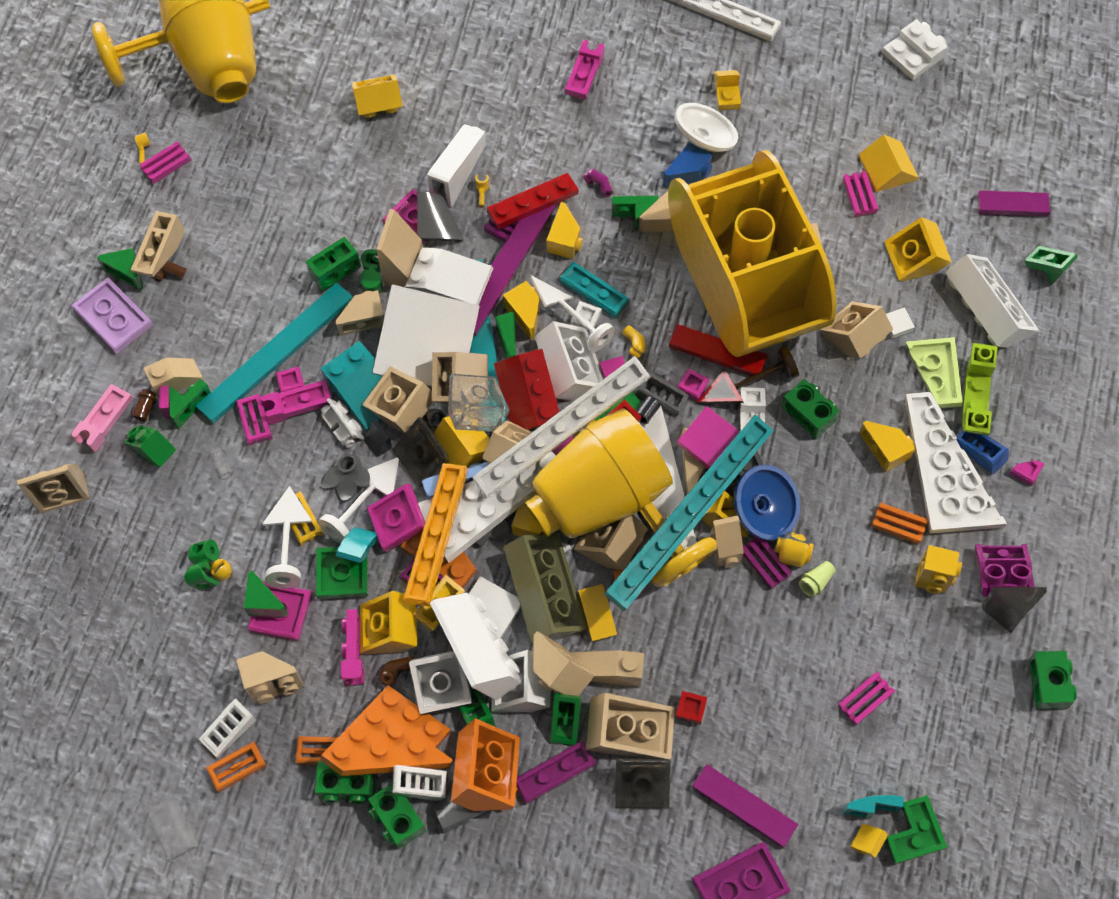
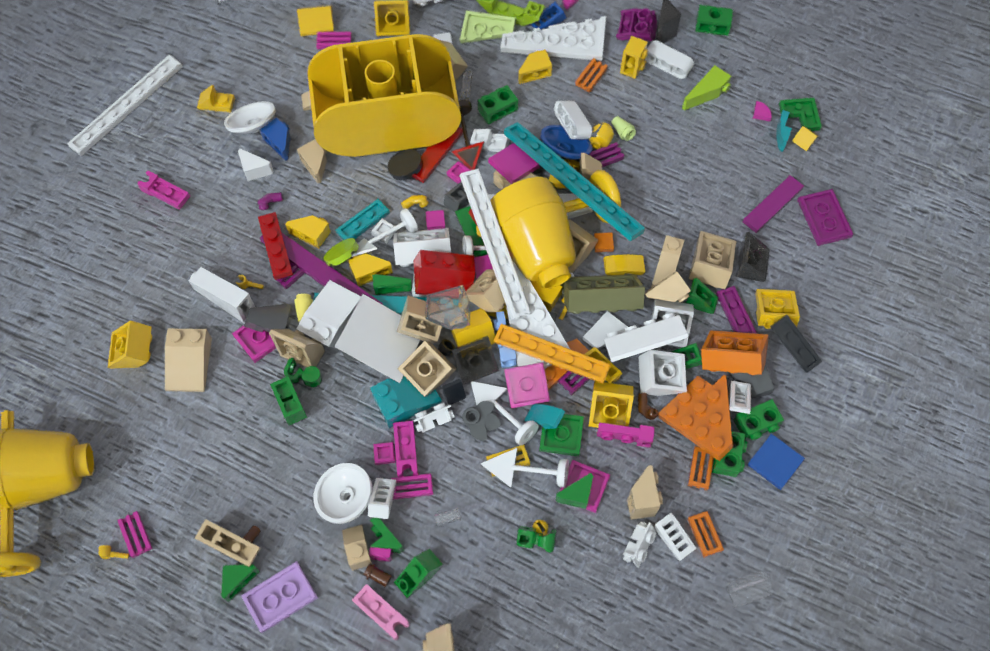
camera: 80 degrees left, 0 degrees up
(202, 684) = (644, 535): none -> white hinge
(214, 388) = (381, 499): none -> white slope
(228, 344) = (336, 486): none -> white dish
(274, 353) = (347, 450): teal tile -> none
(345, 847) = (776, 461): none -> blue tile
(361, 314) = (338, 385): tan slope -> none
(371, 153) = (187, 359): none -> tan slope
(463, 248) = (302, 303): none -> light yellow cone
(515, 853) = (796, 343): none -> black tile
(538, 270) = (341, 252): none -> lime tile
(569, 823) = (774, 305): none -> yellow plate
(631, 206) = (303, 177): green slope -> none
(639, 150) = (254, 166): none -> white slope
(685, 316) = (405, 164): none -> black tile
(691, 707) = (703, 220): red plate -> none
(807, 506) = (573, 120): none -> white beam
(882, 684) = (712, 119): dark pink tile -> none
(903, 772) = (762, 112): none -> dark pink tile
(922, 688) = (709, 88): none -> lime slope
(956, 623) = (669, 59): none -> white beam

